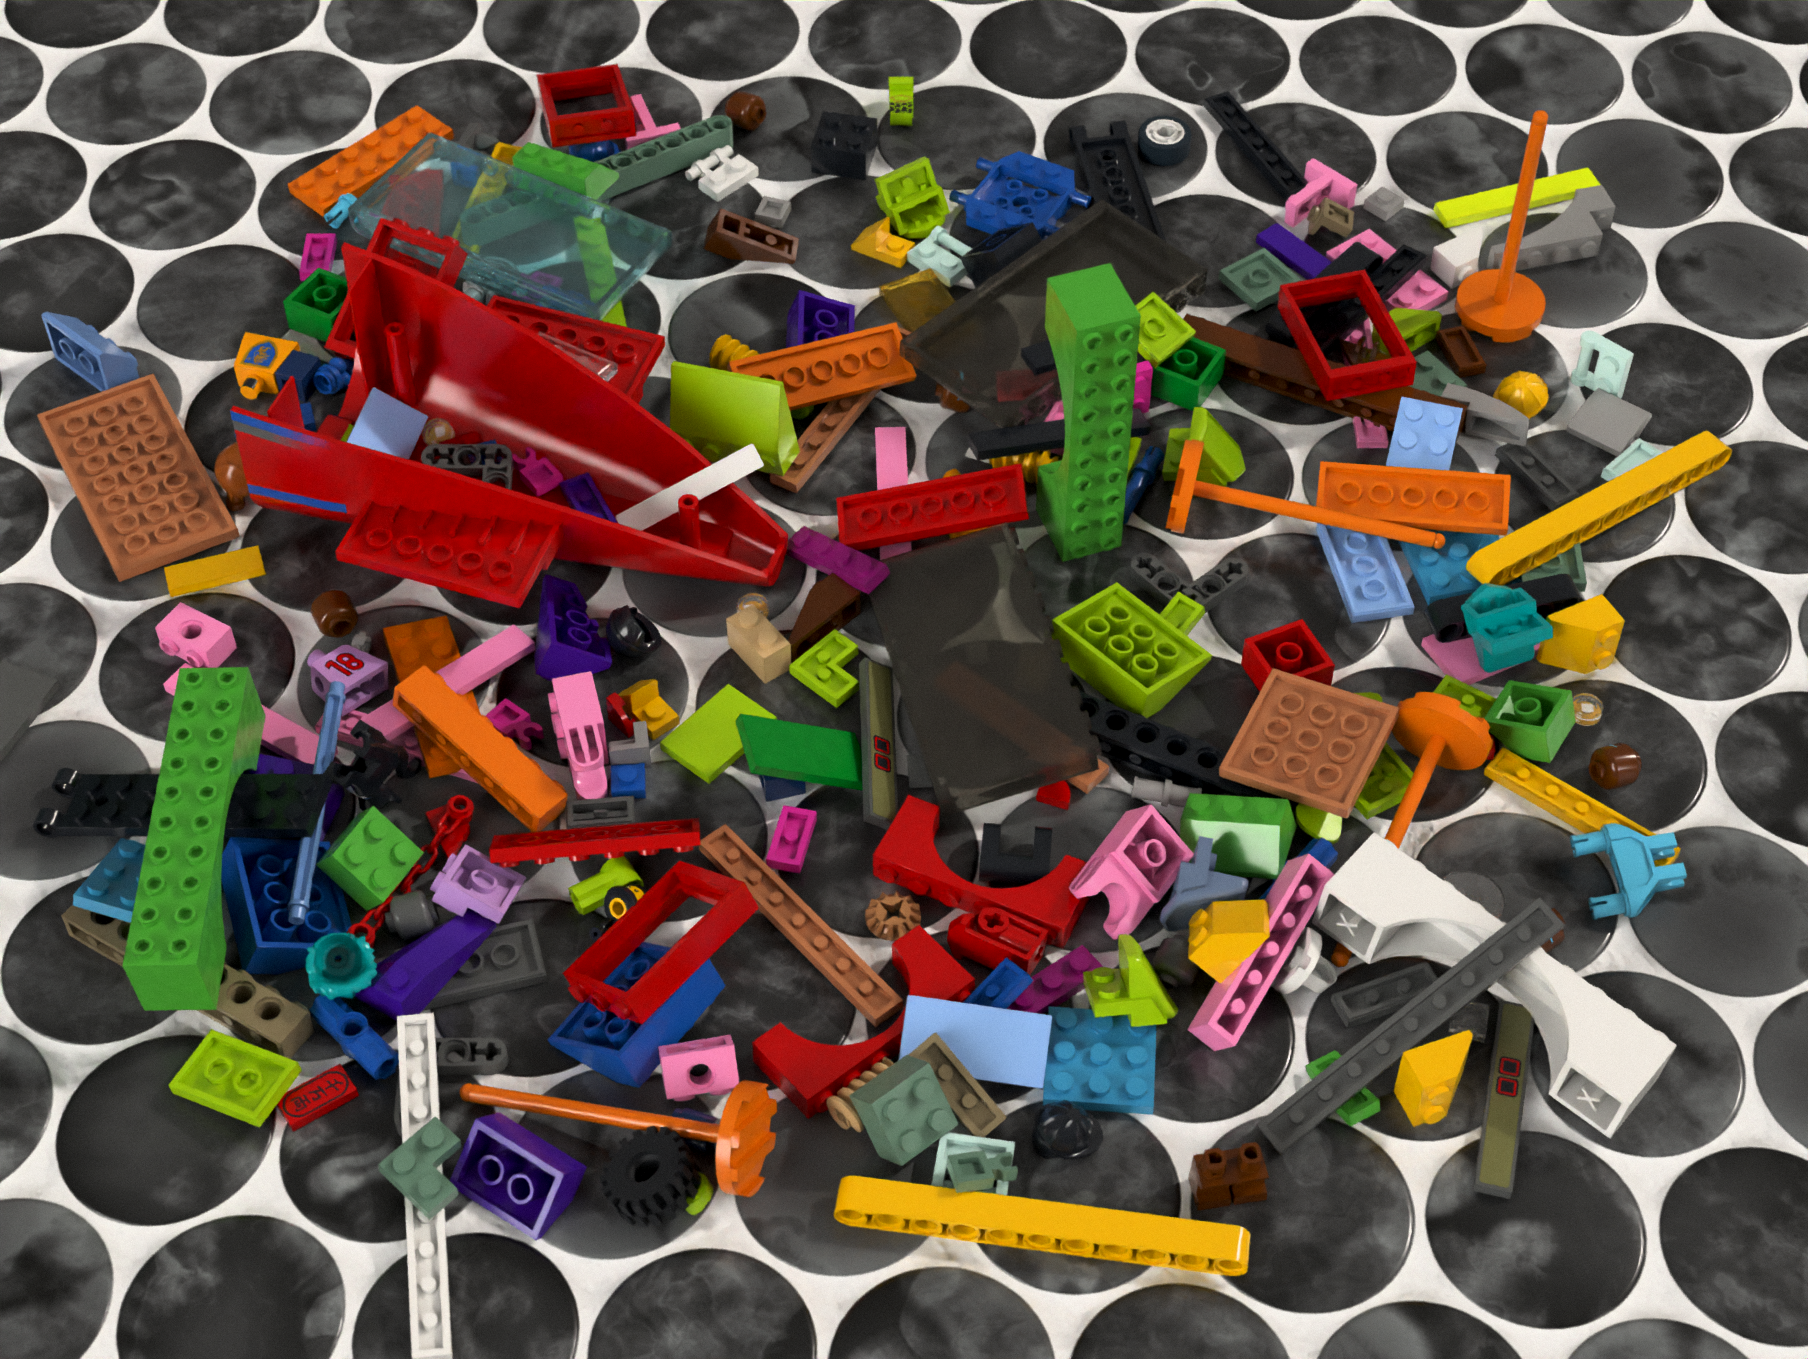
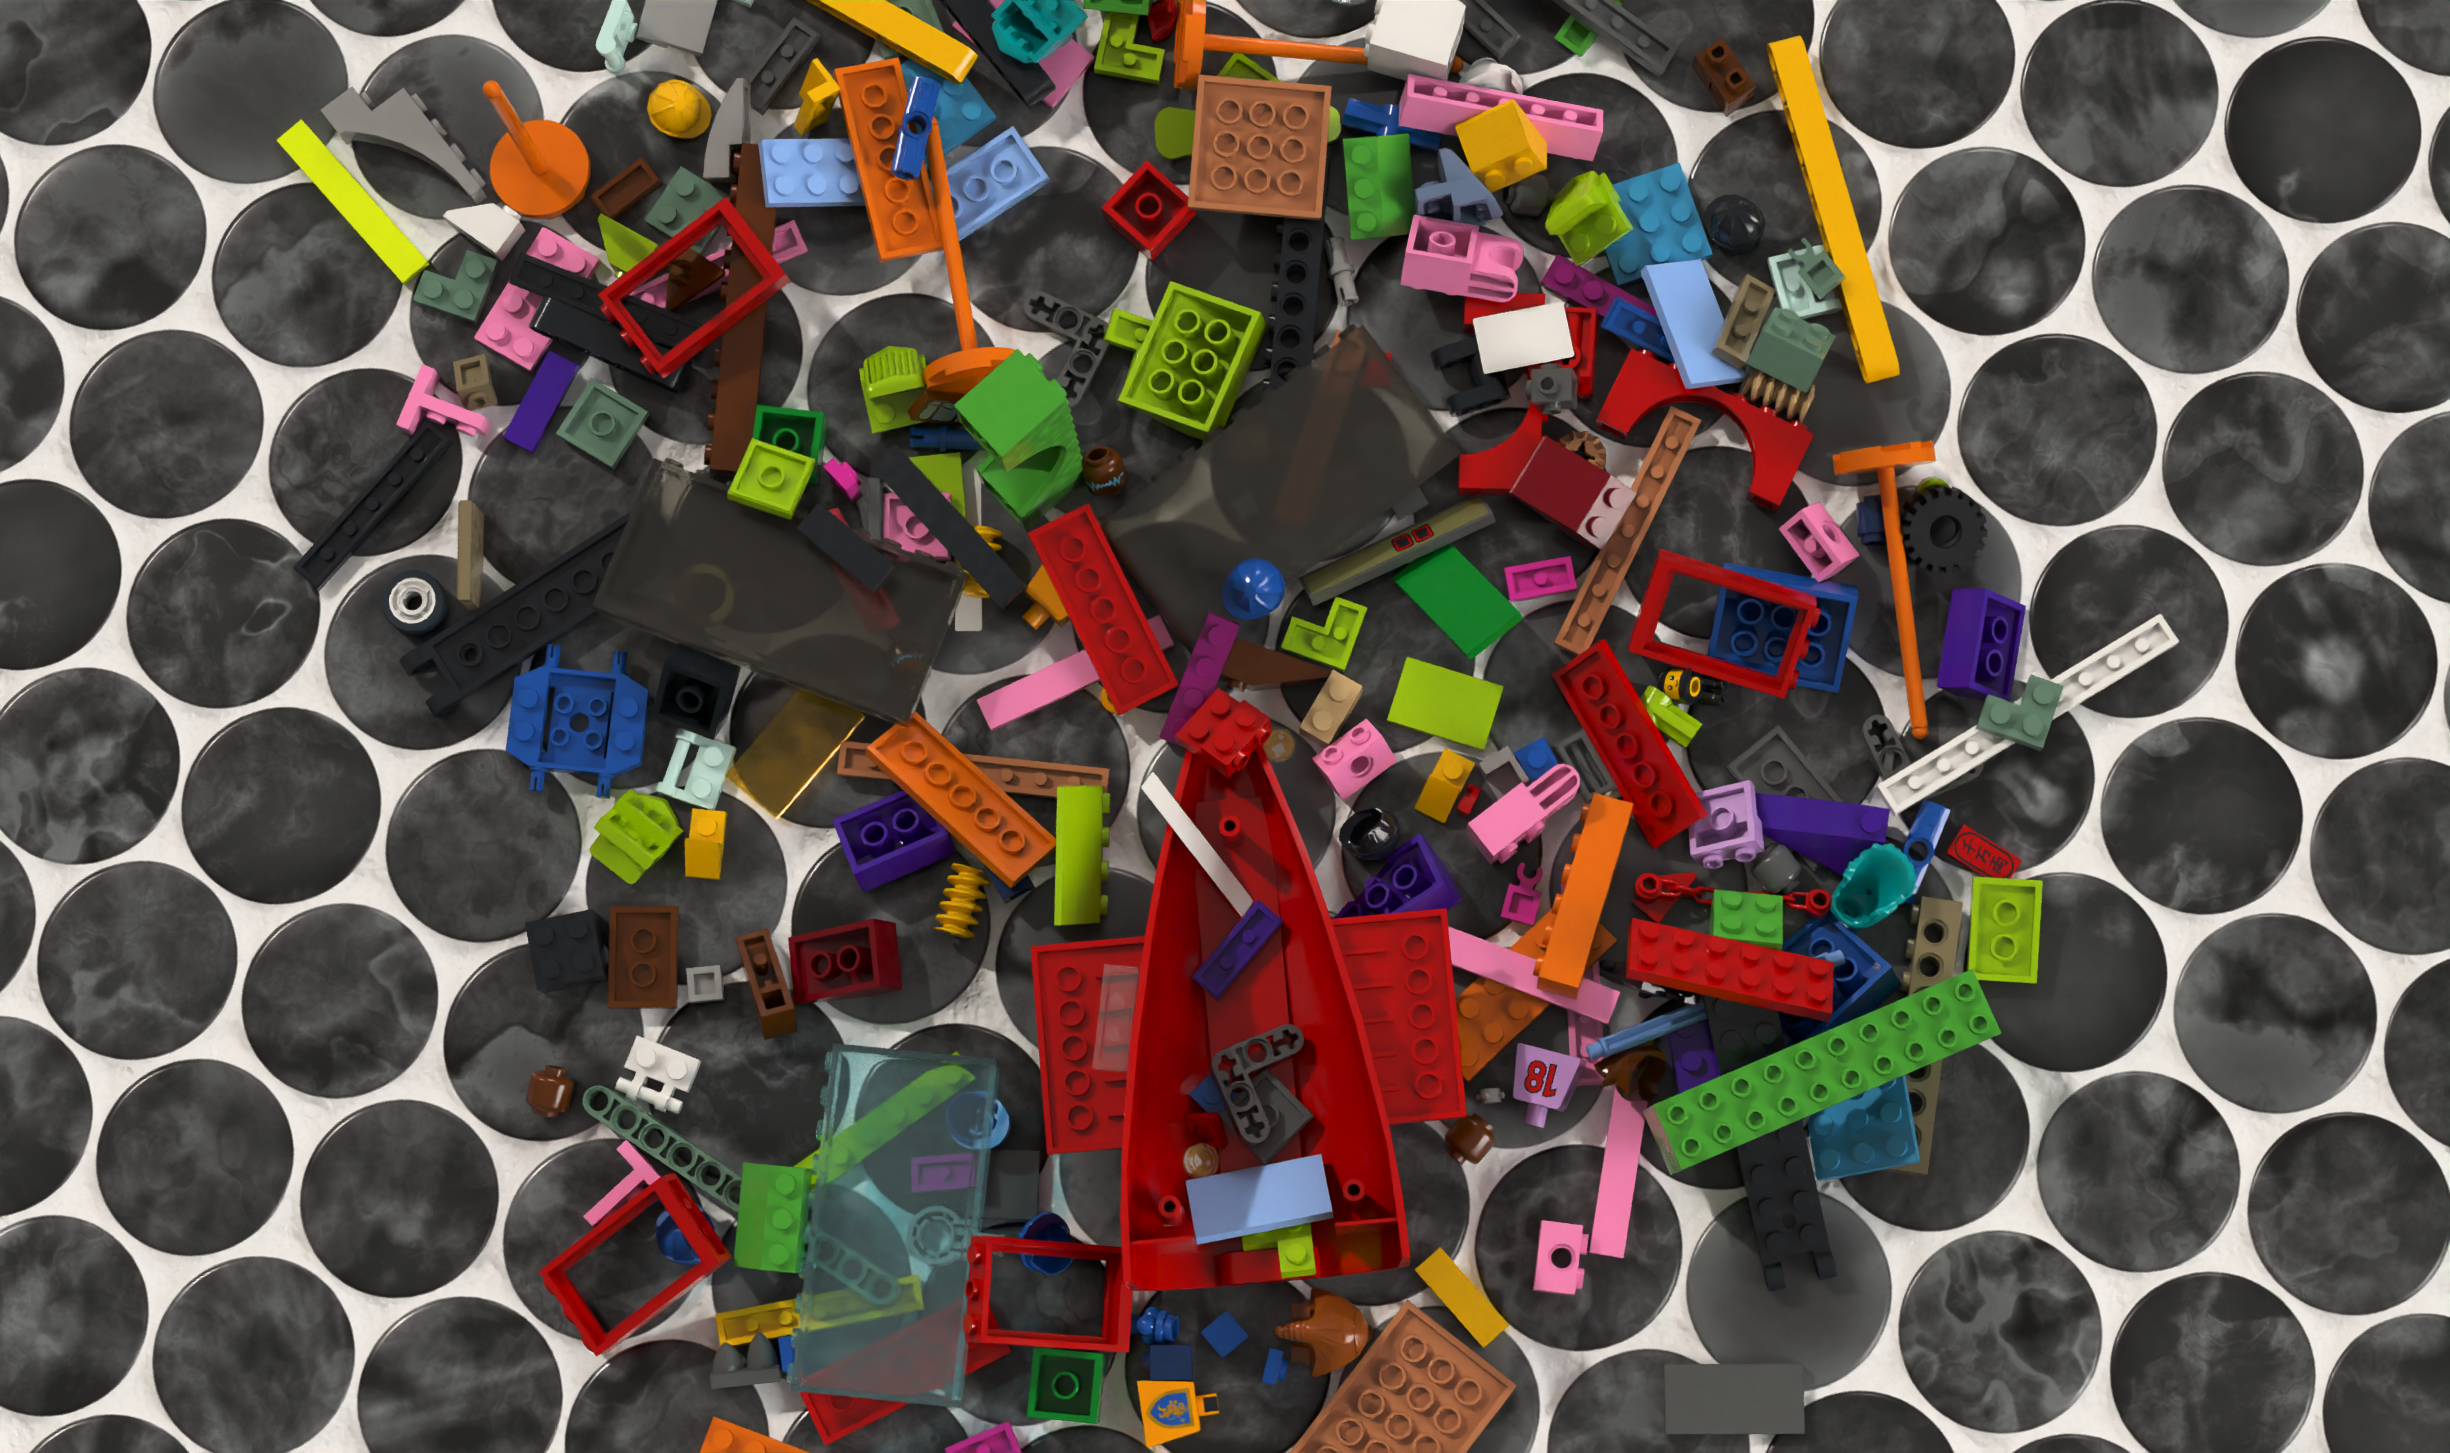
camera: 105 degrees left, 30 degrees up
(300, 723) = (1634, 1071): none -> reddish brown hair
(331, 797) = (1730, 970): none -> red plate
(537, 475) = (1216, 1024): dark pink plate -> none
(704, 641) = (1354, 759): none -> bright pink brick
(736, 291) = (845, 962): none -> dark red slope
(776, 548) = (1225, 732): none -> red plate
(815, 186) = (643, 957): none -> reddish brown plate
(854, 877) = (1572, 494): none -> dark red slope
(892, 607) = (1253, 589): none -> blue piece
(901, 100) = (463, 922): lime leg -> none
(961, 886) = (1552, 389): none -> dark grey brick
(1028, 893) = (1523, 337): none -> white sticker
(1058, 559) = (1104, 471): none -> reddish brown head
(1167, 468) = (936, 407): none -> tile
(1184, 168) = (470, 555): none -> dark tan tile
(1384, 203) = (418, 338): light grey plate -> none
(1414, 232) = (465, 294): none -> sand green plate
(1417, 501) = (911, 146): none -> blue piece
(1487, 461) = (818, 96): none -> yellow panel

